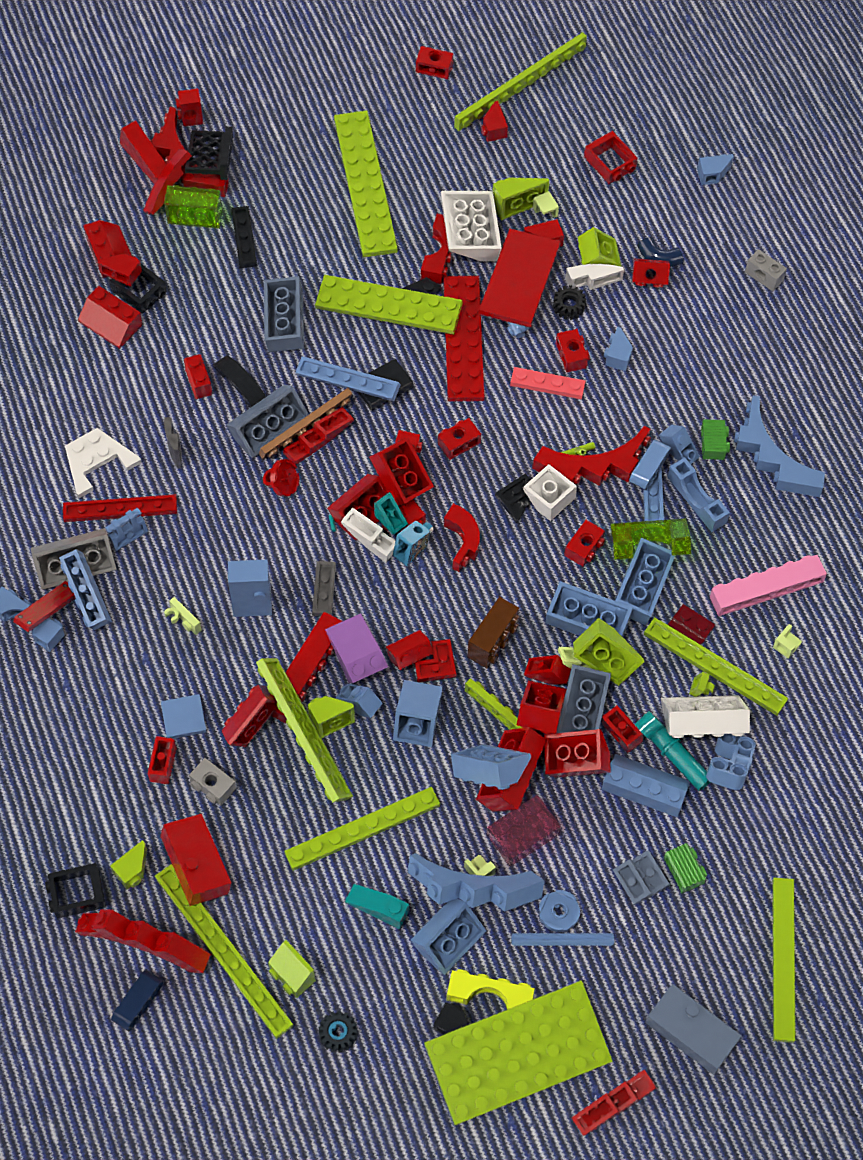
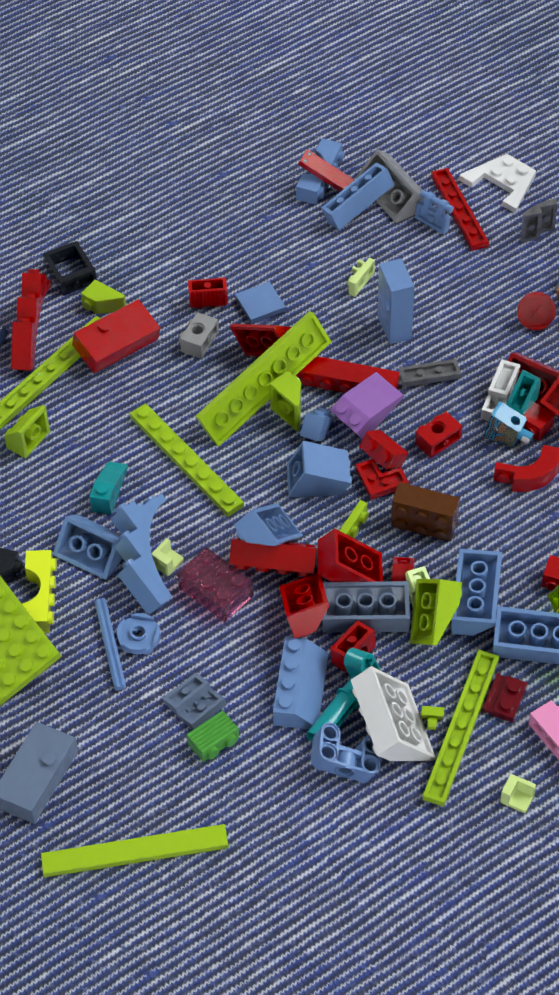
camera: 80 degrees right, 10 degrees down
(398, 590) = (438, 434): none -> red brick

